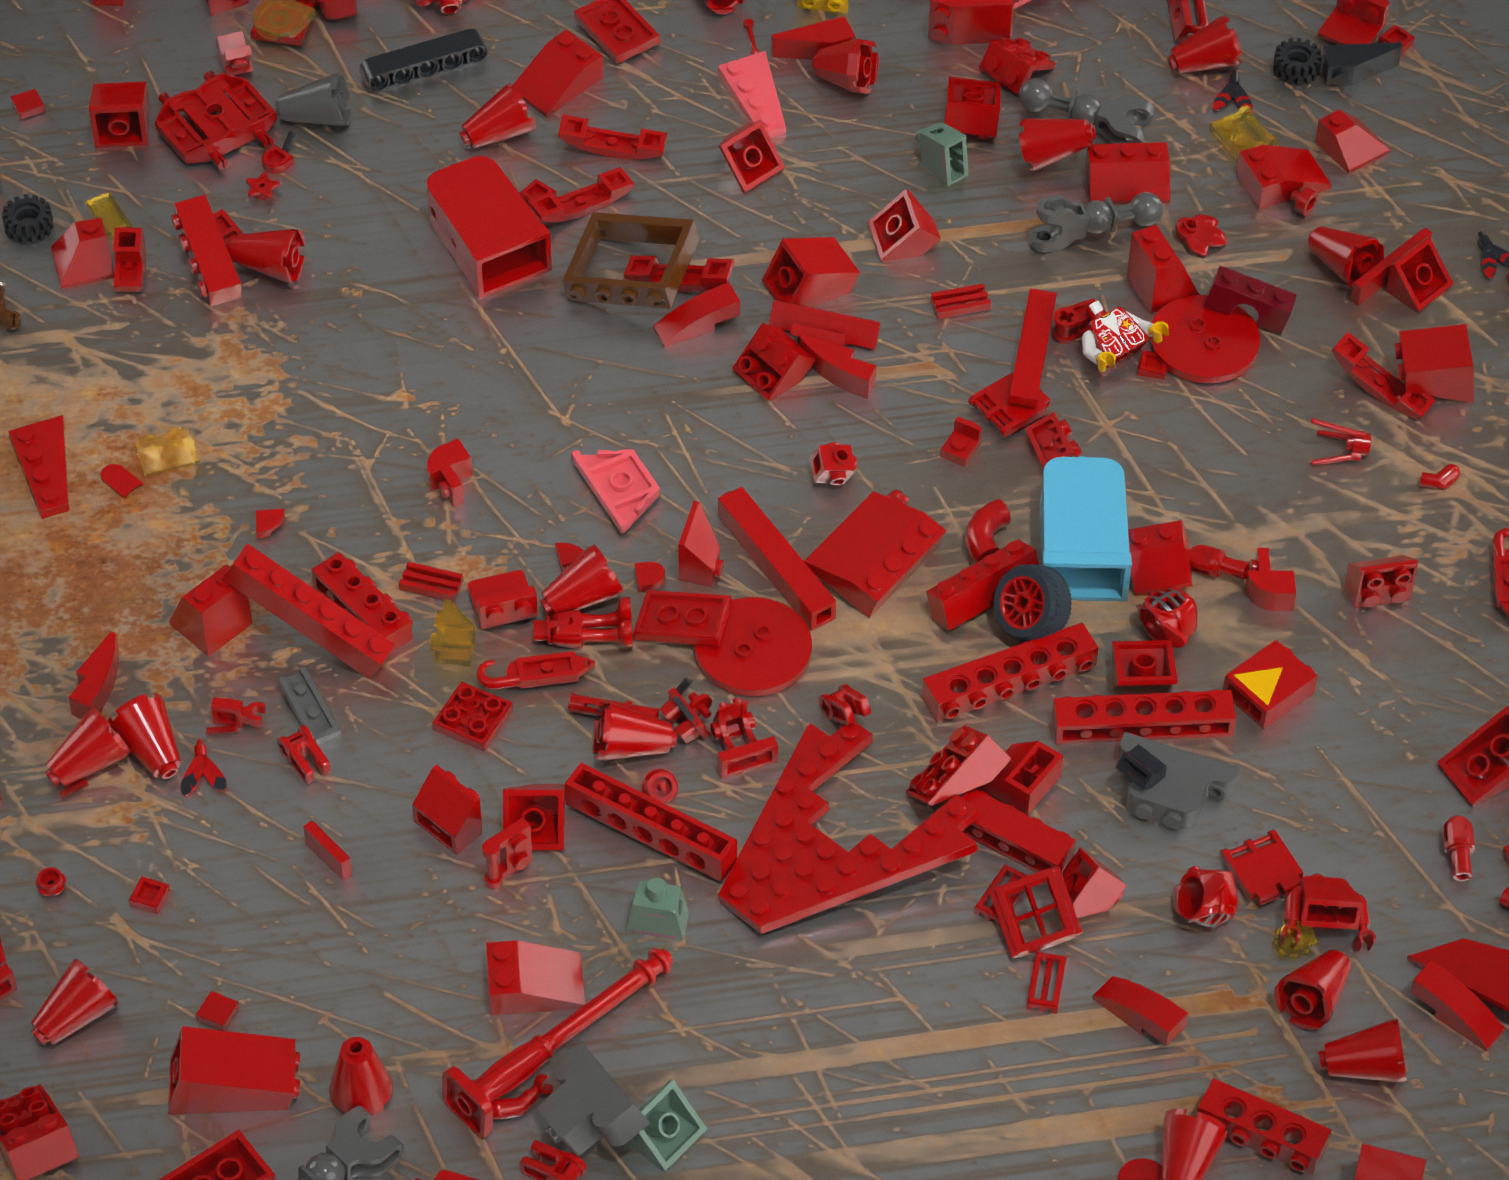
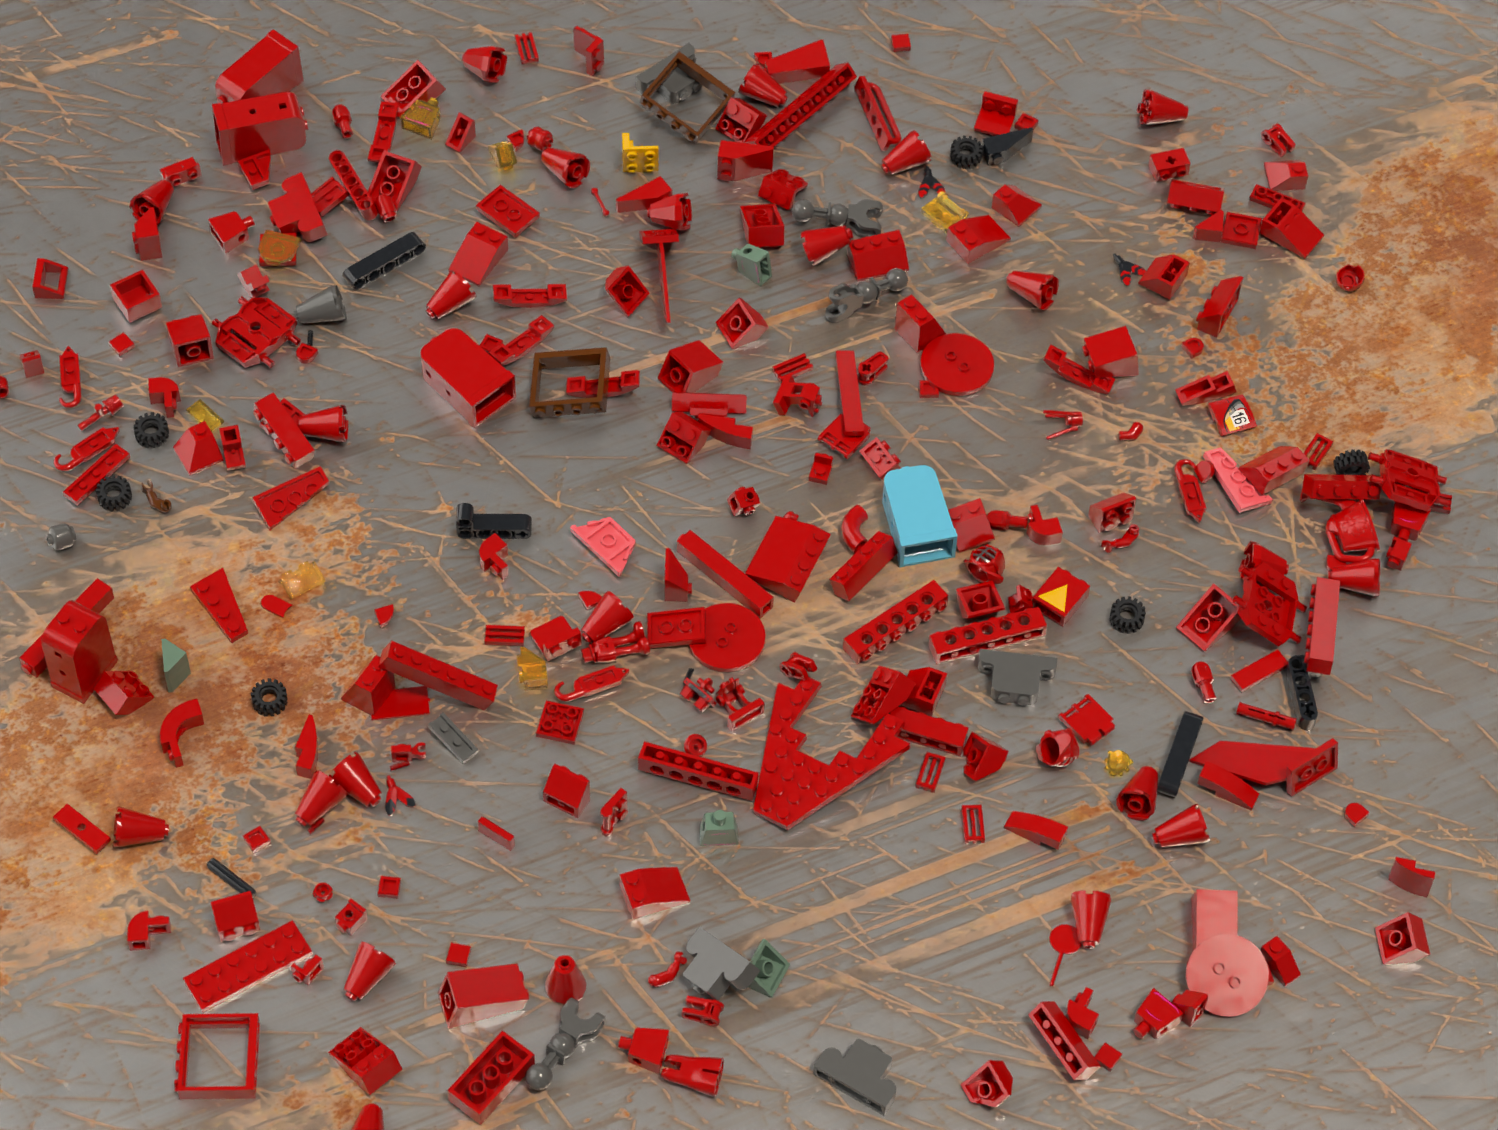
camera: 15 degrees left, 5 degrees up
(63, 174) = (164, 391): none -> red brick
(64, 587) = (273, 706): none -> black tyre
(66, 44) = (136, 296): none -> red piece
(77, 925) = (351, 924): none -> red brick
(184, 340) = (289, 496): none -> red wing
(257, 647) = (404, 703): none -> red piece
(262, 192) = (303, 379): red plate -> none
(303, 745) = (456, 765): red piece -> none
(358, 595) = (460, 654): red brick -> none
(438, 426) = (484, 525): none -> black beam
(473, 1099) = (642, 978): red piece -> none
(542, 808) = (624, 775): red slope -> none
(579, 704) = (674, 699): red pin -> none
(629, 733) = (666, 714): red cone -> none
(649, 576) = (645, 602): red tile -> none
(698, 315) = (624, 412): red slope -> none
(754, 91) = (613, 241): coral wing -> none
(811, 122) = (661, 236): none -> red piece
(964, 335) = (808, 399): none -> red tile
(1009, 920) = (941, 789): red piece -> none
(1032, 602) = (899, 573): black wheel -> none
(1116, 335) = (902, 374): torso -> none
(1141, 767) = (998, 671): black piece -> none
(1200, 233) = (935, 289): red plate -> none
(1208, 676) = (1020, 600): none -> red bracket
(1234, 288) = (969, 327): dark red arch -> none
(1279, 1123) = (1139, 884): red brick -> none
(1304, 200) = (997, 253): red tile -> none
(1327, 904) = (1134, 737): red torso -> none
(1361, 742) = (1131, 606): none -> black tyre
(1378, 275) = (1064, 289): red tile -> none
(1392, 626) = (1127, 539): none -> red arm
(1394, 944) = (1180, 753): none -> black beam
(1418, 276) = (1084, 294): red slope -> none

